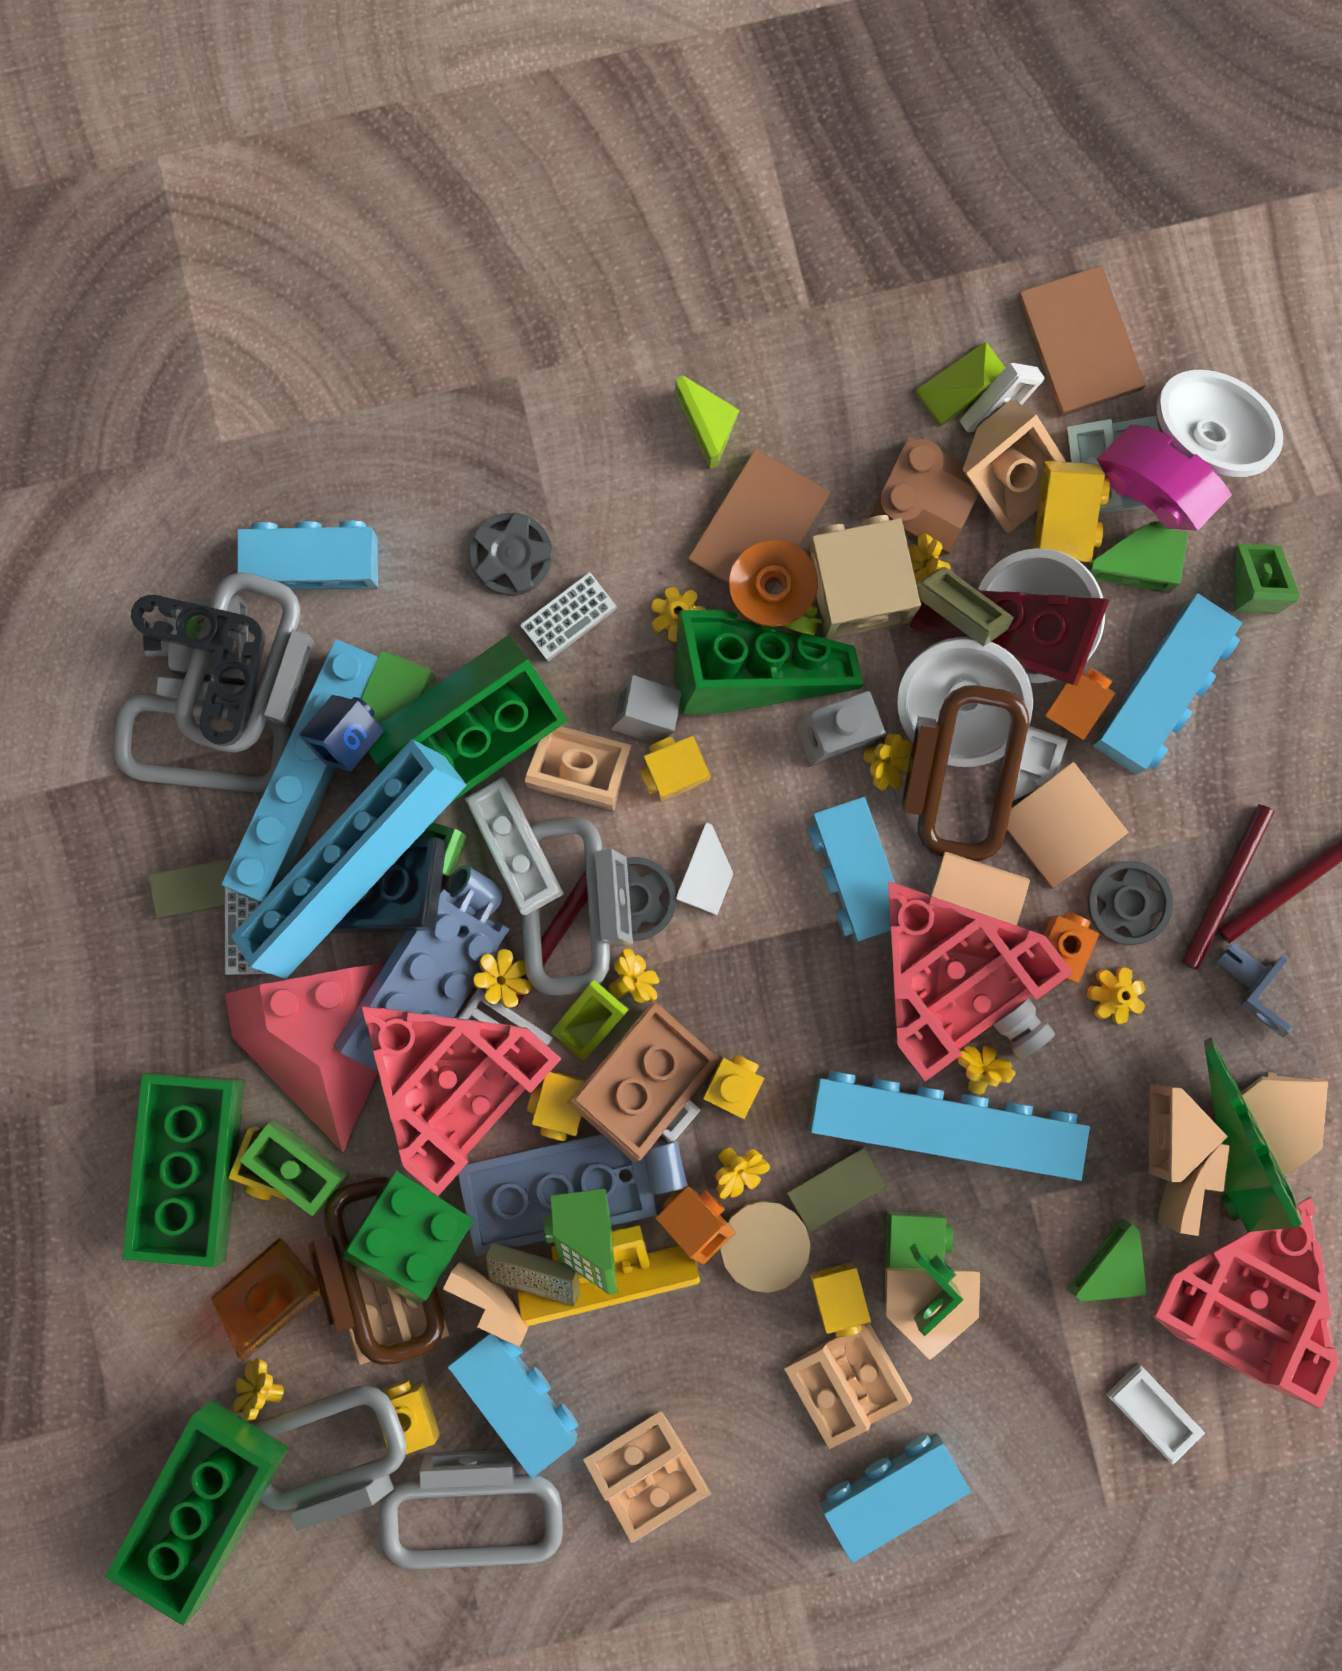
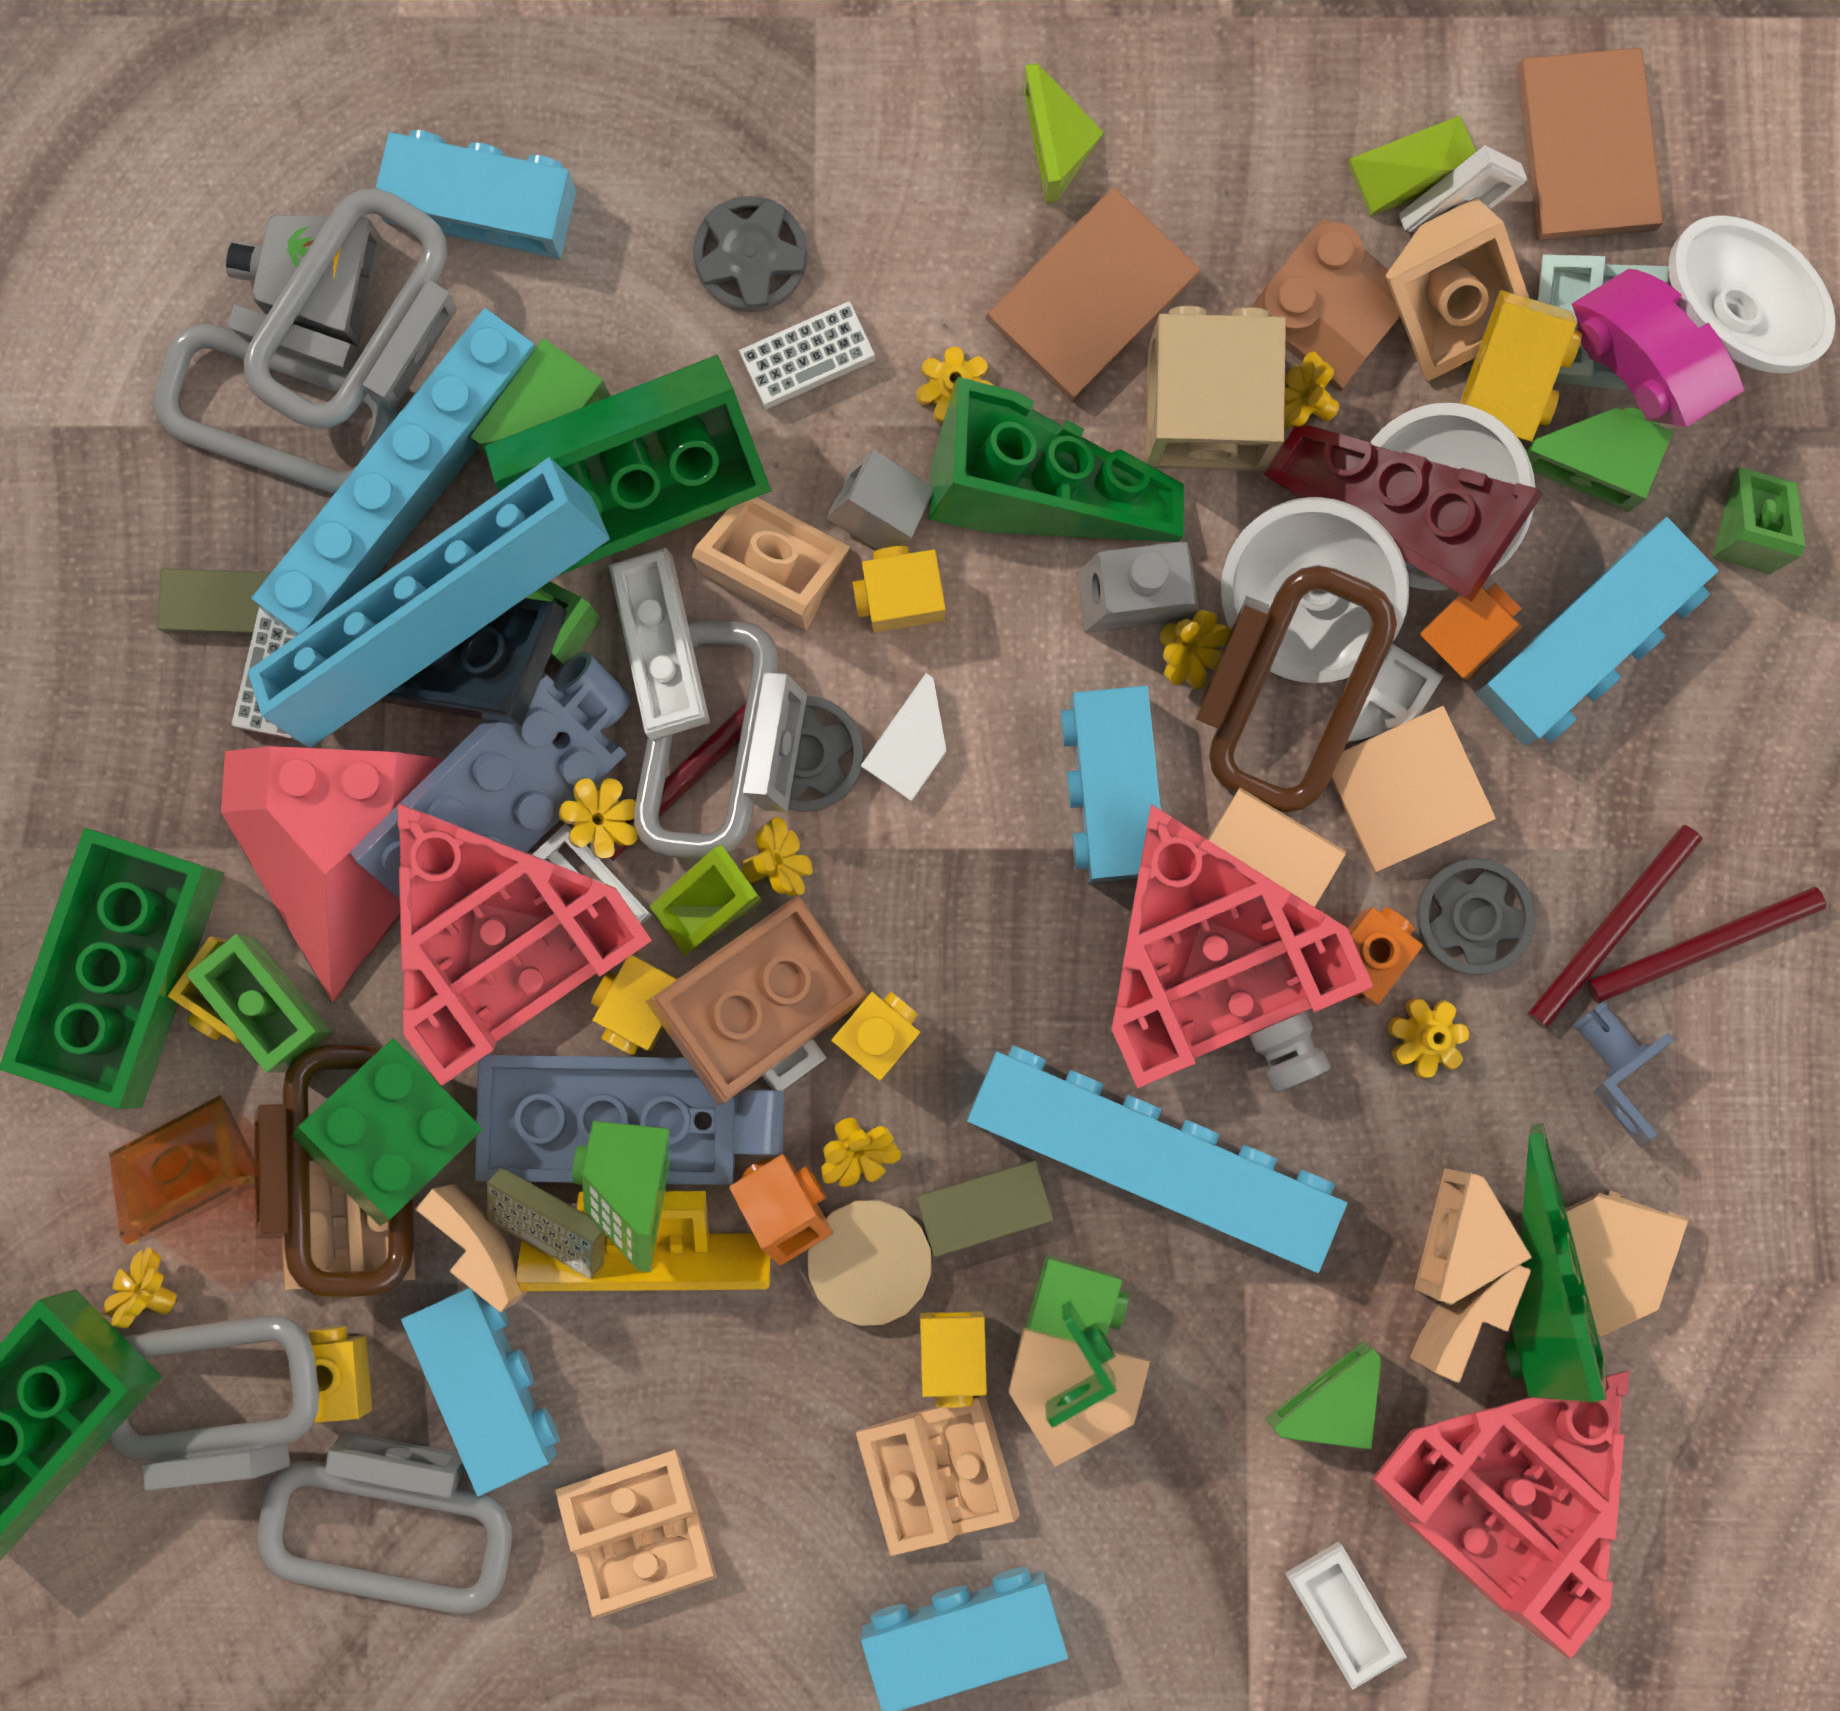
camera: 15 degrees right, 0 degrees up
(217, 641) = (324, 272): black beam -> none
(342, 732) = (460, 430): dark blue brick -> none
(768, 563) = (1092, 343): orange dish -> none
(807, 623) = (1120, 428): lime plate -> none
(964, 606) = (1343, 458): olive tile -> none
(984, 1068) = (1223, 1092): yellow plant -> none

